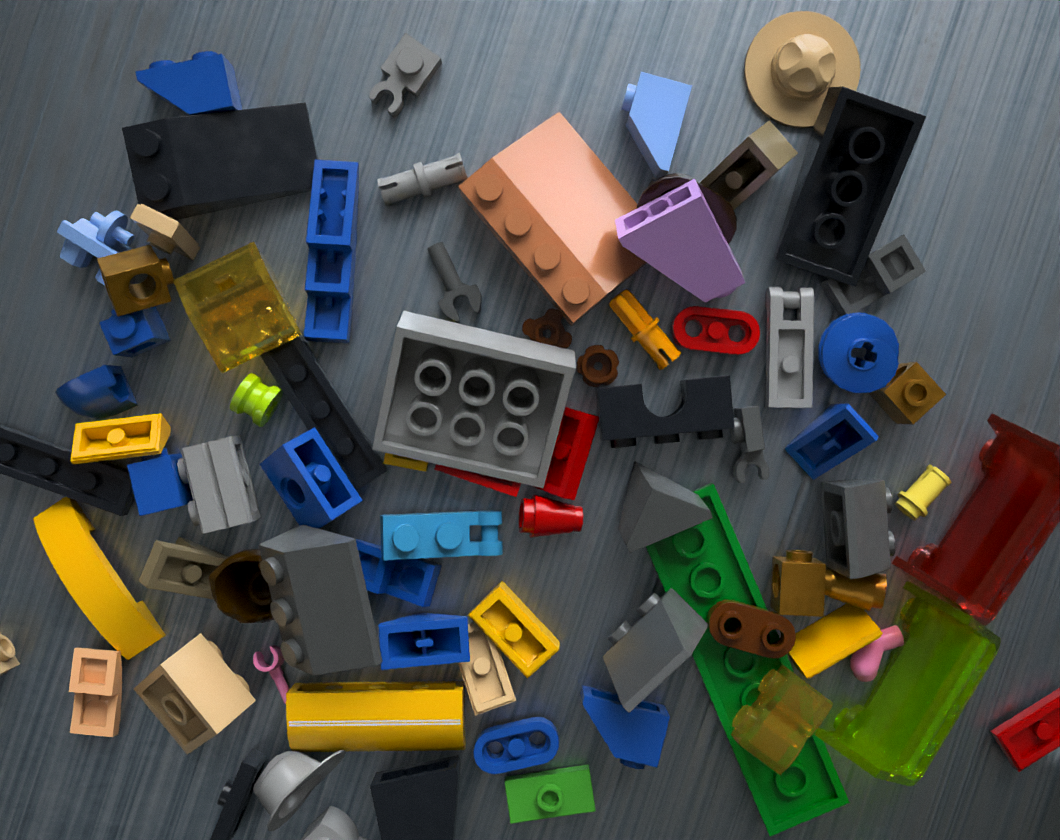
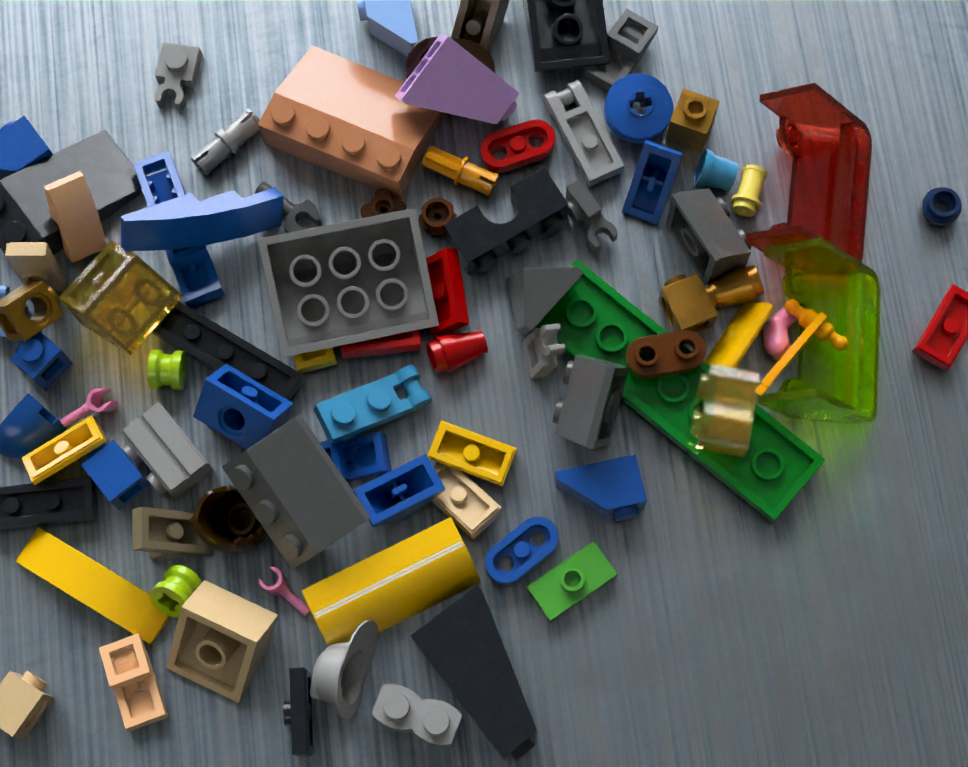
camera: 25 degrees left, 15 degrees down
(170, 399) = (92, 405): none -> bright pink hand
(170, 629) = (174, 590): none -> lime wheel
(228, 195) = (76, 215): none -> light nougat slope
(340, 264) = (193, 223): none -> blue slope
(633, 568) = (543, 350): none -> light grey plate
(888, 685) = (814, 325): none -> light orange piece
(899, 456) = (715, 171): none -> dark azure piece

